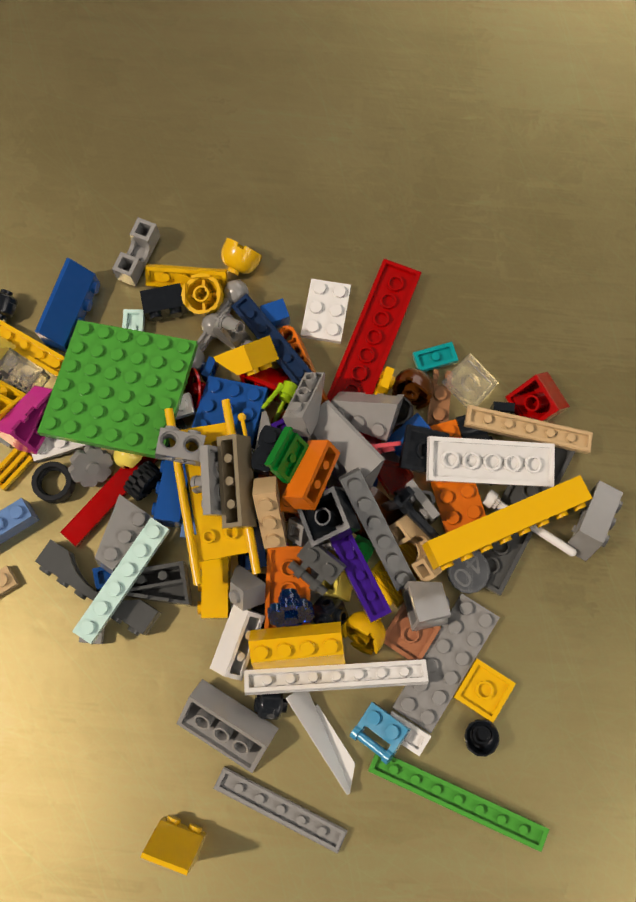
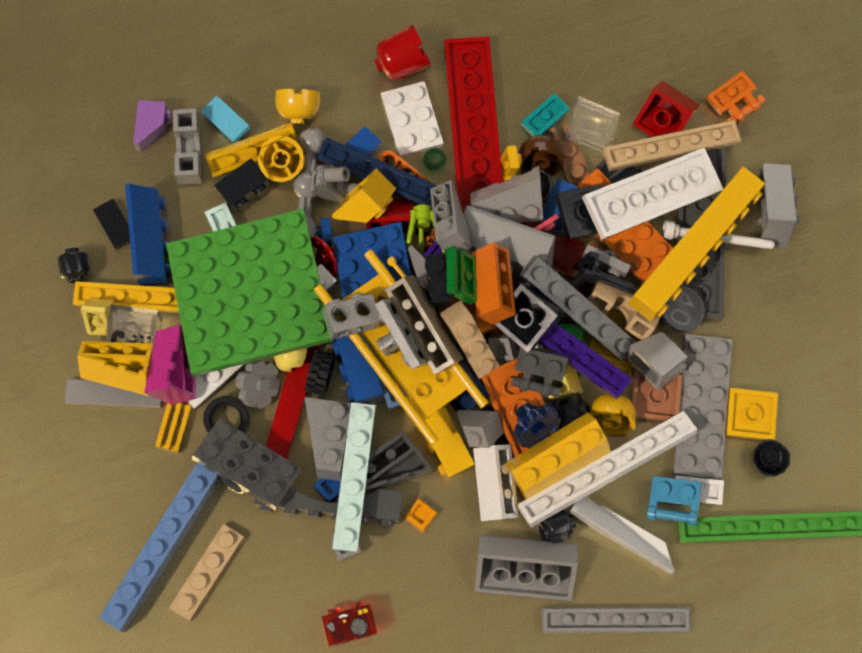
camera: 30 degrees left, 0 degrees up
(44, 527) = (246, 464): none -> dark grey plate
(48, 280) = (113, 223): none -> black tile
(60, 700) = (349, 624): none -> clear red brick
(118, 221) = (150, 123): none -> medium lavender slope
(165, 637) = (420, 515): none -> light orange tile
(178, 244) = (225, 119): none -> medium azure slope
(330, 346) = (434, 152): none -> clear green plate
(342, 254) = (400, 54): none -> red cylinder
(503, 407) = (638, 134): black plate -> none
(603, 409) = (733, 92): none -> orange plate

